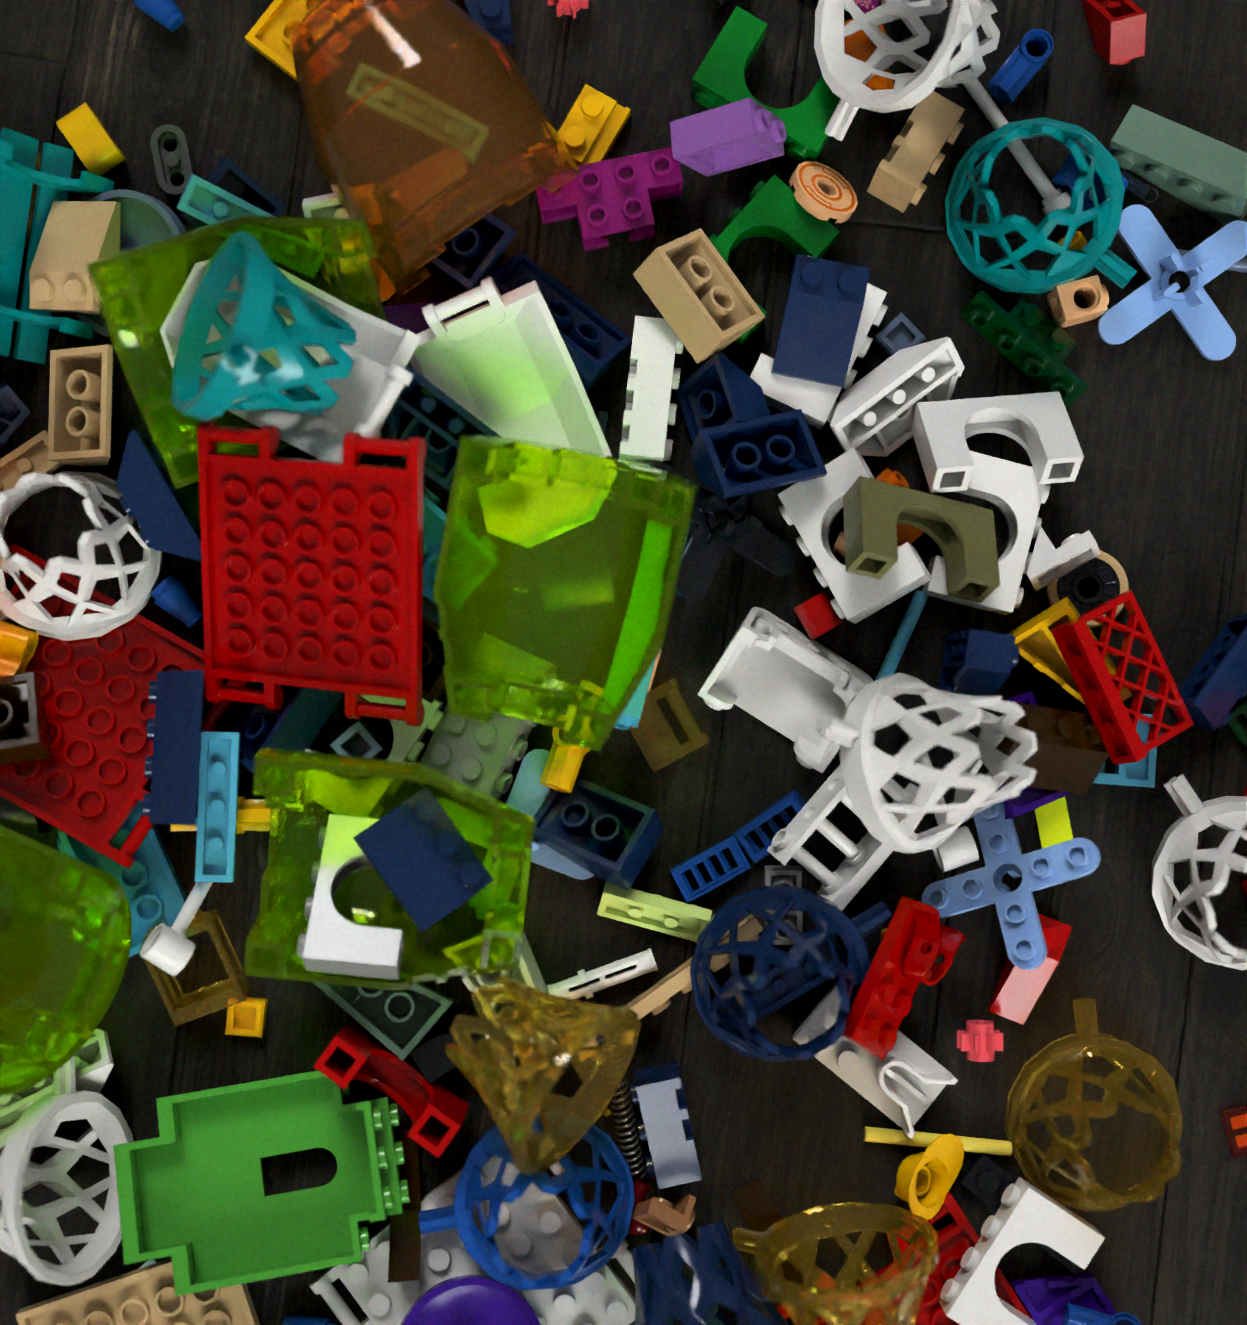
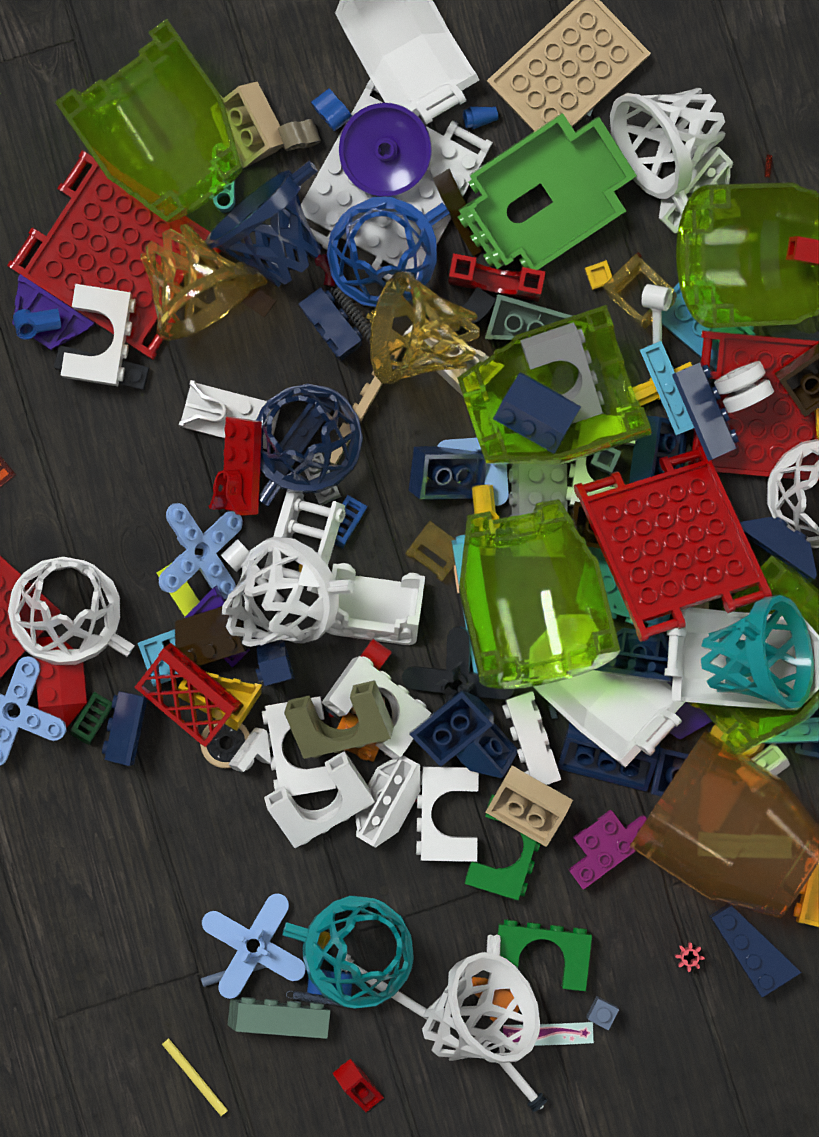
camera: 160 degrees right, 0 degrees up
(100, 756) = (744, 386): none -> white wheel
(177, 601) = (750, 494): blue cone -> none
(592, 126) = (639, 883): yellow plate -> none
(644, 964) = (385, 410): white pin -> none
(653, 912) = (394, 440): yellowish green plate -> none
(665, 1216) = (313, 274): medium nougat bracket -> none
(704, 856) = (383, 464): blue slope -> none
(727, 137) = (554, 906): medium lavender window -> none
(820, 320) = (452, 822): dark blue slope -> none
(823, 192) = (480, 913): light nougat tile -> none
(899, 335) = (401, 842): sand blue tile -> none
(903, 634) = (320, 666): medium azure bar -> none
(916, 152) = (439, 954): tan wedge -> none
(923, 1139) = (172, 384): light yellow bar -> none
(929, 1175) = (168, 364): yellow piece -> none
(980, 1040) = (174, 452): coral gear -> none
(1020, 988) = (162, 497): slope -> none
(1021, 66) = (402, 1032): blue piece -> none
(1028, 342) = (323, 873): dark green bracket -> none
(1064, 309) = (310, 899): light nougat brick -> none
(1066, 1059) = (120, 463): clear yellow piece -> none

